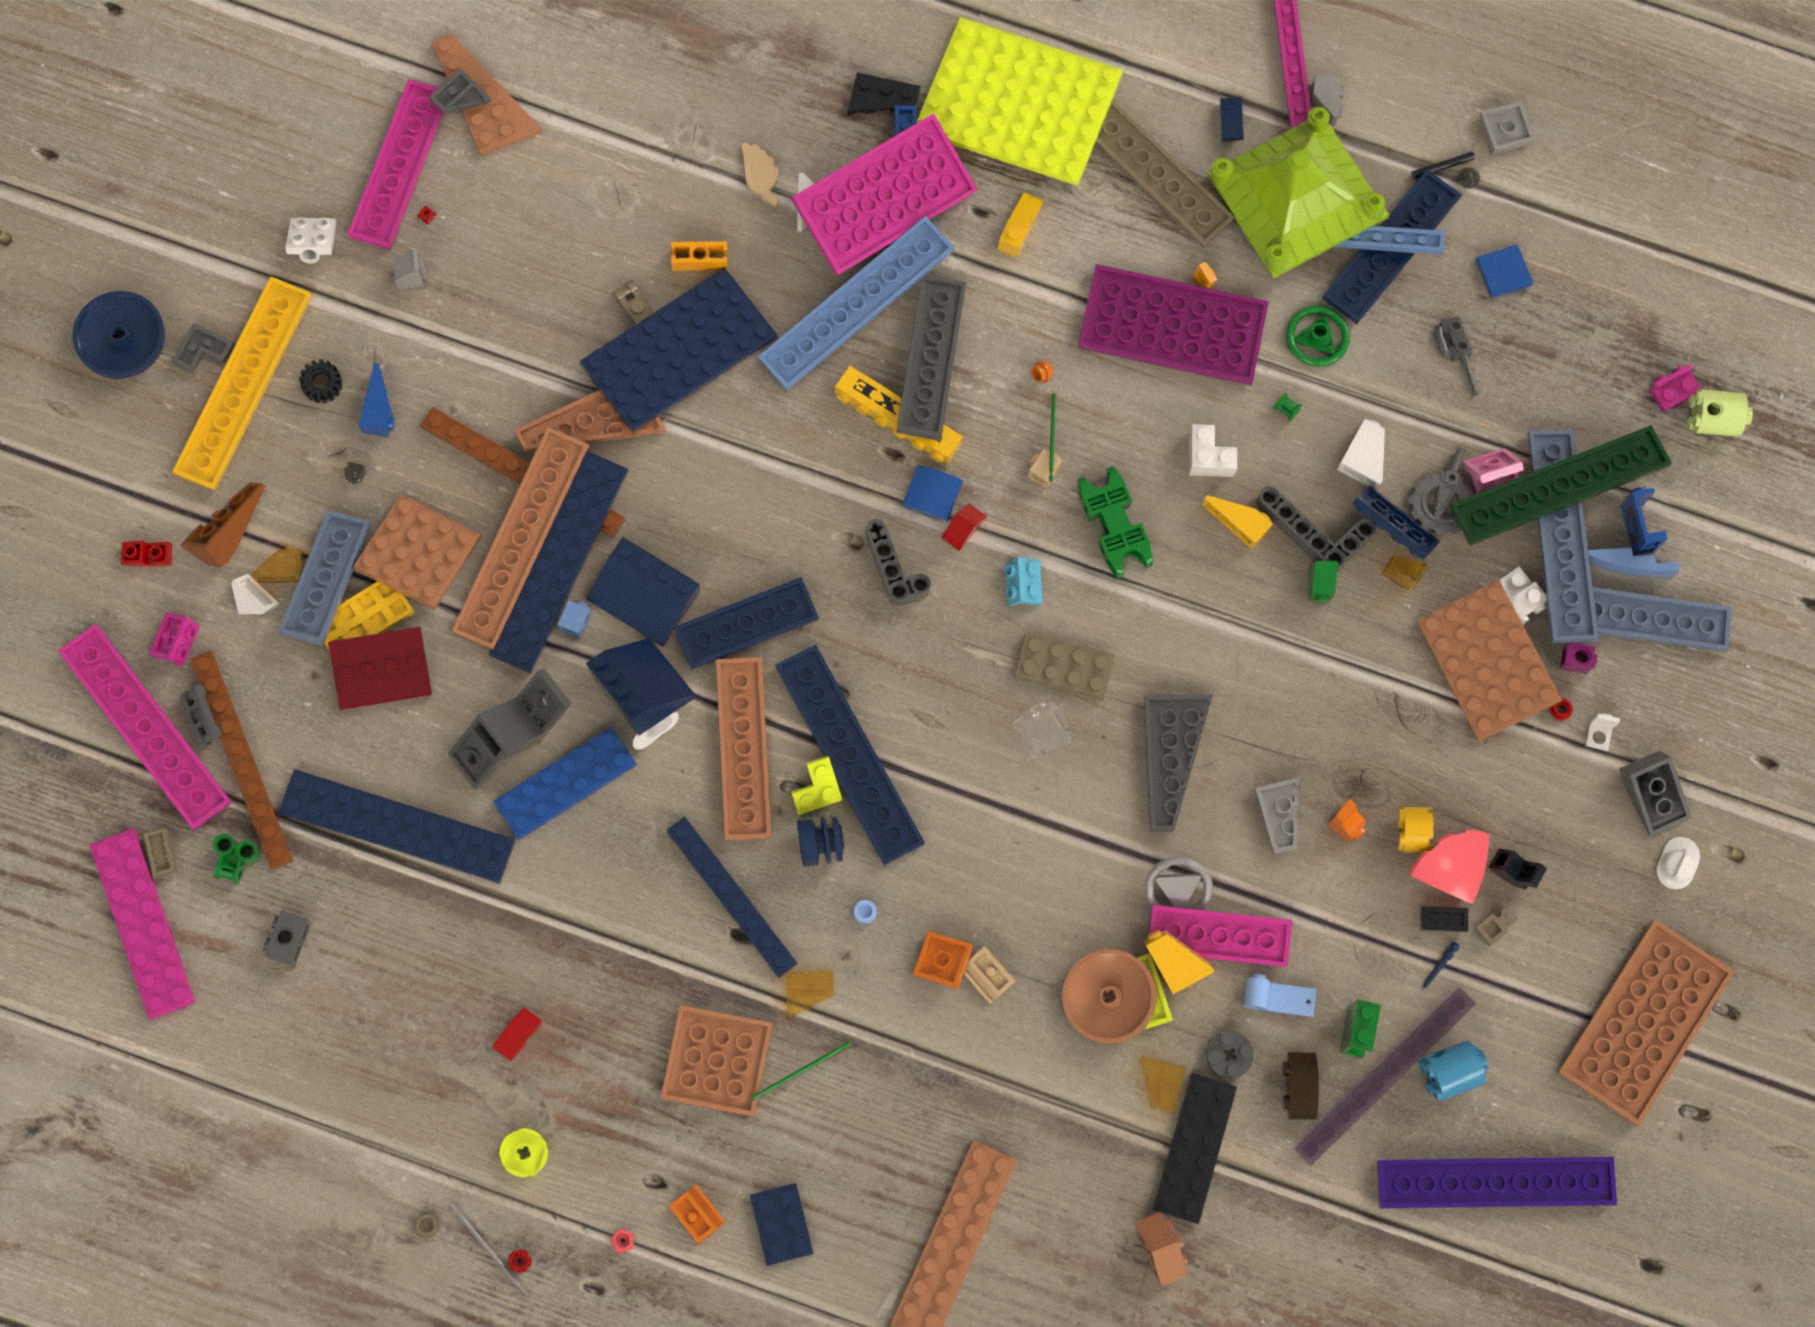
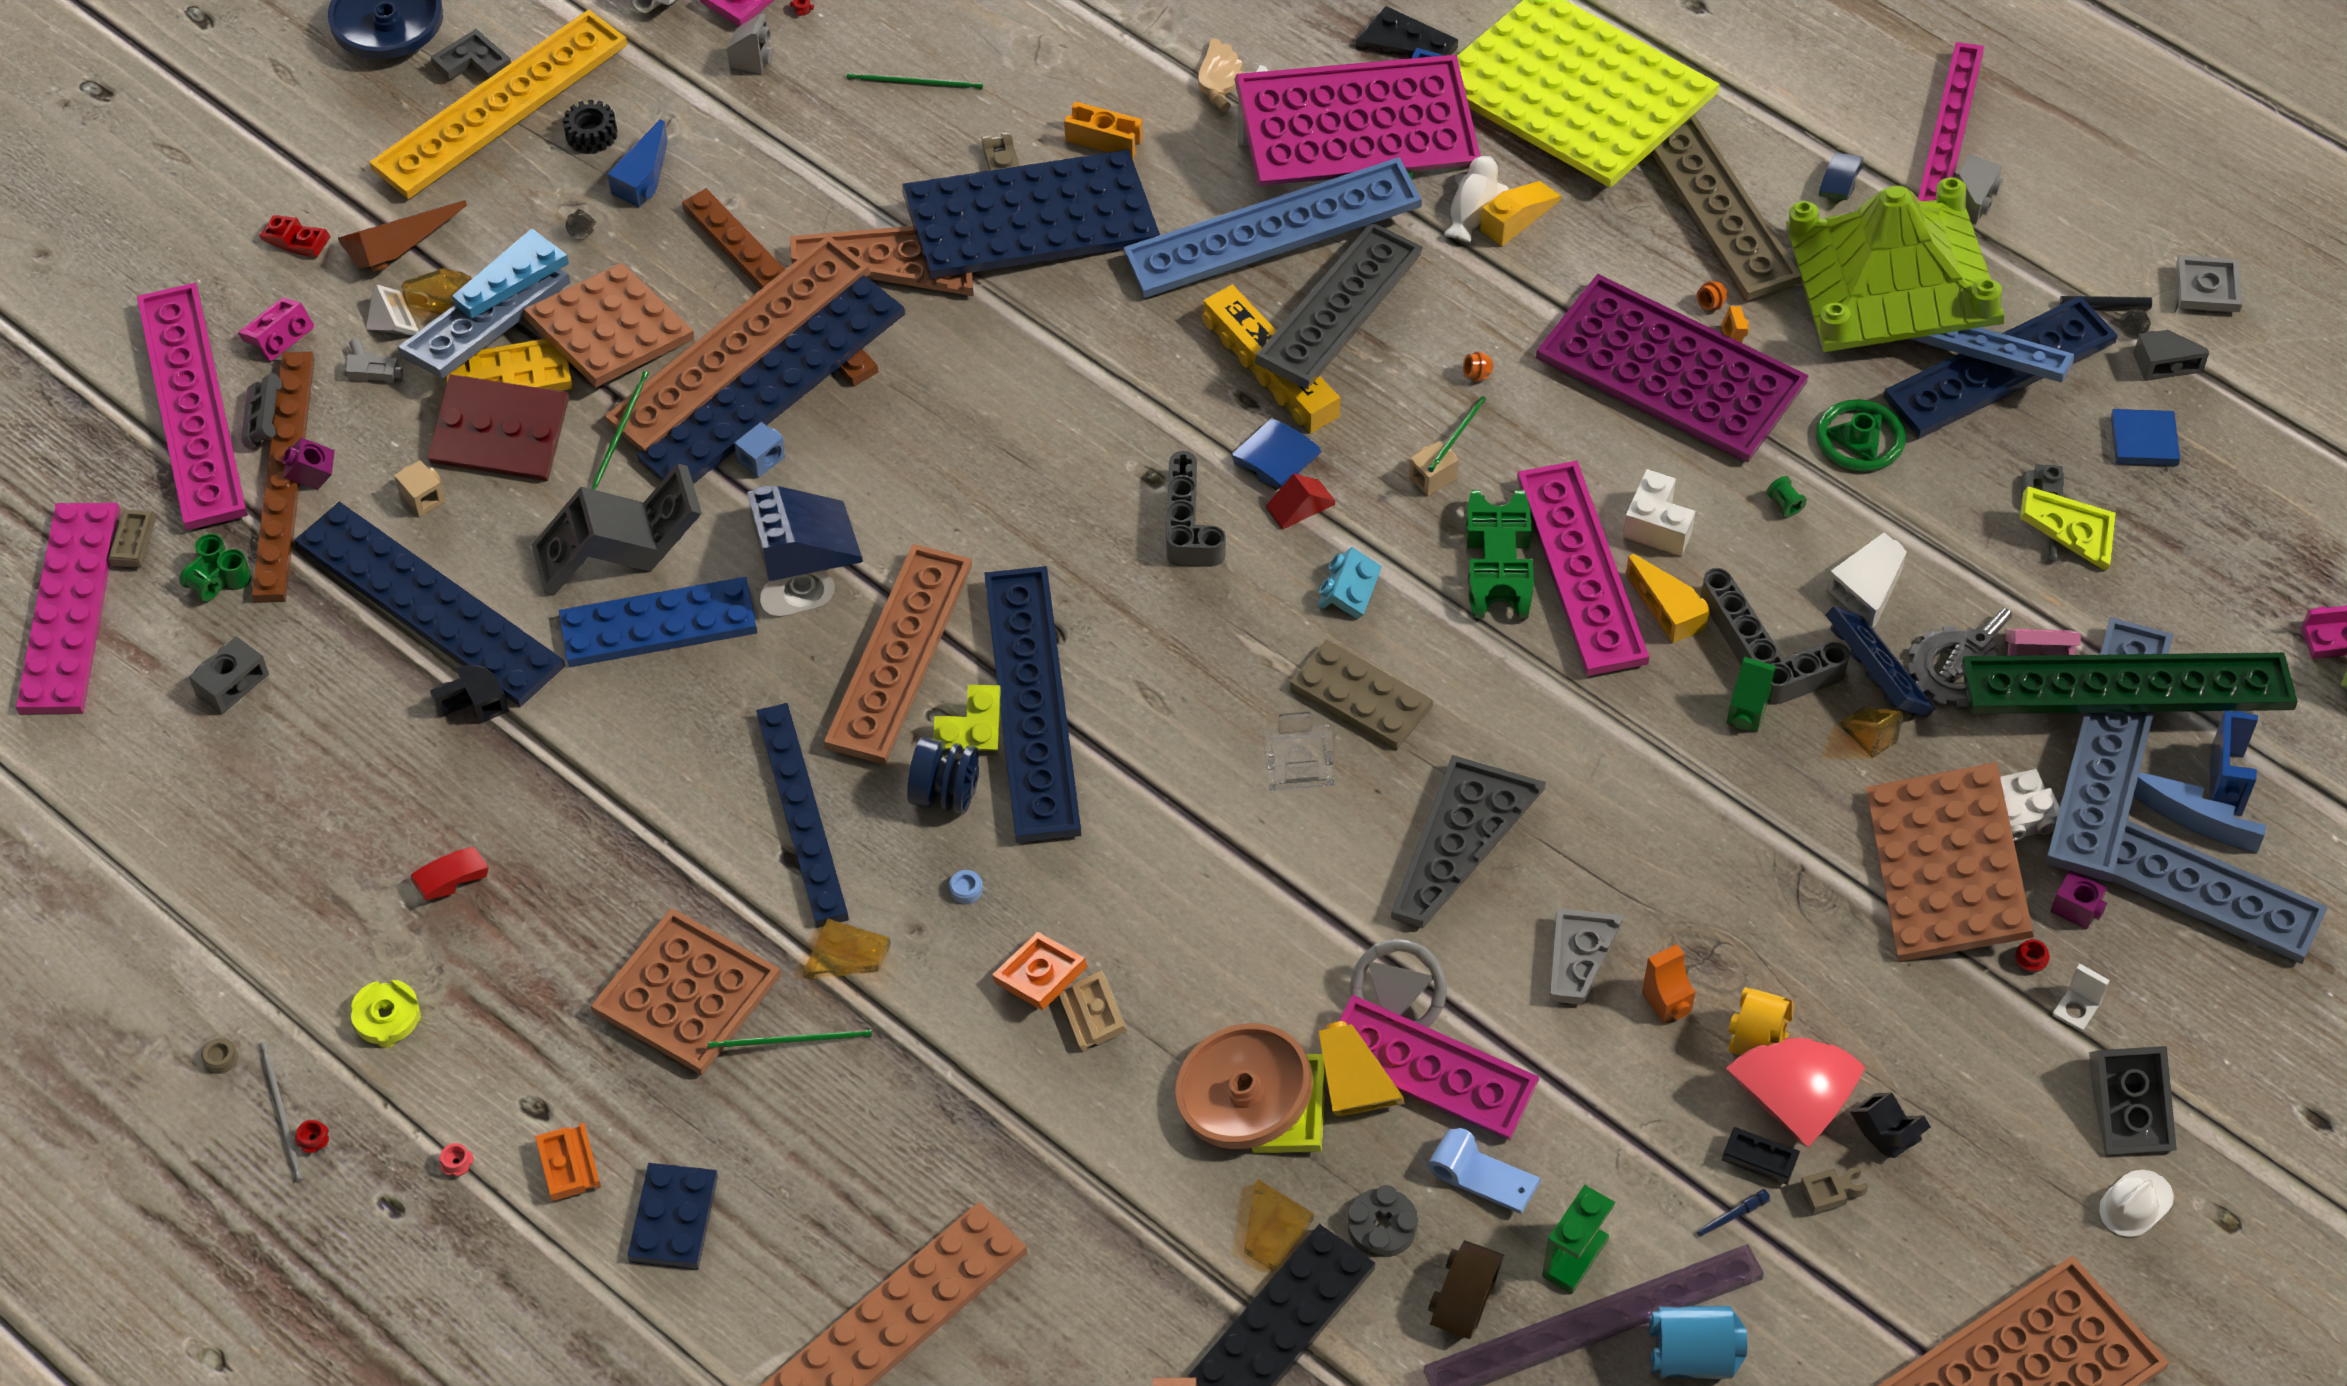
camera: 30 degrees right, 20 degrees down
(256, 648) = (367, 366): none -> light grey piece
(259, 749) = (308, 463): none -> magenta brick
(329, 534) = (514, 270): none -> wing
(347, 737) = (420, 487): none -> tan brick
(467, 885) = (473, 688): none -> black brick
(469, 696) = (619, 430): none -> green piece
(537, 255) = (914, 80): none -> green piece
(643, 591) = (861, 446): dark blue slope -> none
(746, 623) = (971, 519): dark blue plate -> none
(984, 225) = (1473, 193): none -> white animal
(1173, 513) = (1583, 569): none -> dark pink plate
(1179, 254) = (1712, 296): none -> orange plate
(1481, 364) = (2071, 523): none -> neon yellow wing
(1498, 199) = (2168, 355): none -> dark grey slope

